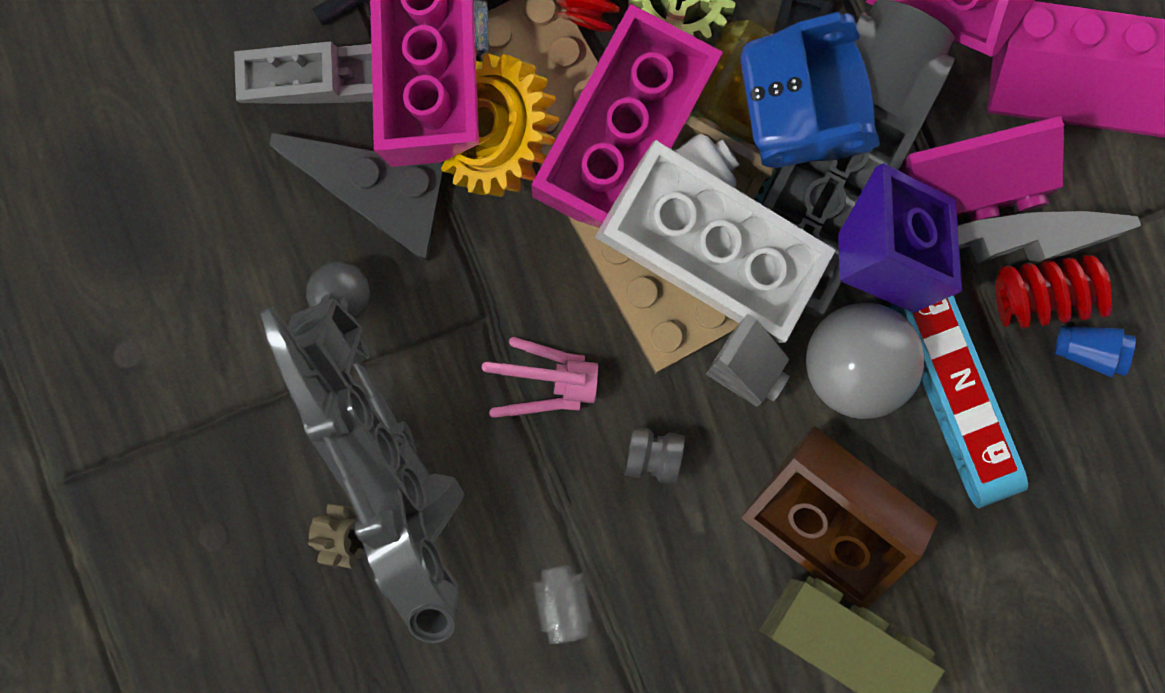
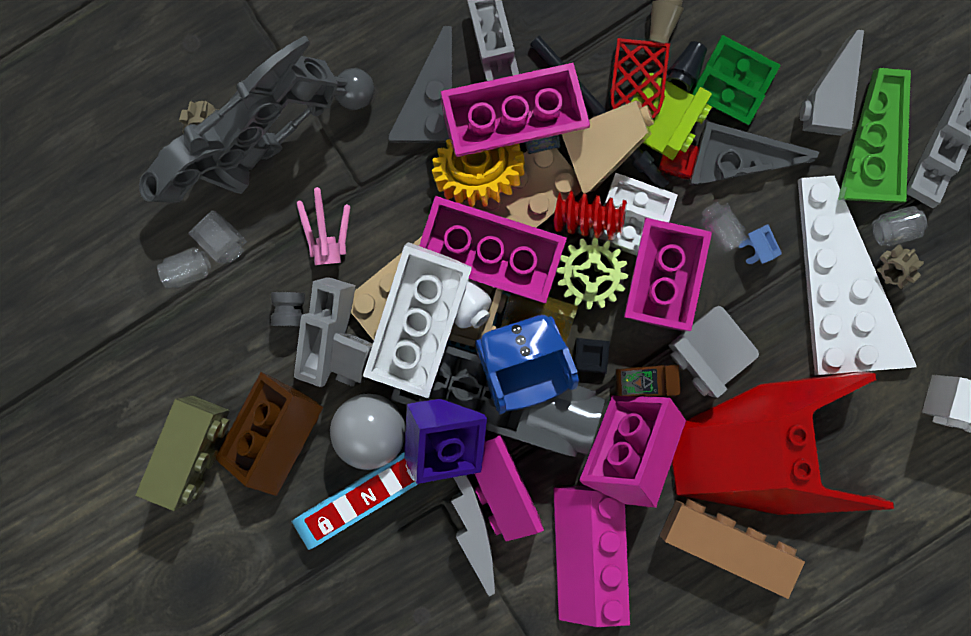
camera: 85 degrees right, 5 degrees up
(526, 541) = (218, 238): none -> clear brick
(697, 406) = (328, 315): none -> light grey slope
(1053, 288) = (439, 547): red piece -> none
(1097, 348) = (408, 581): blue cone -> none

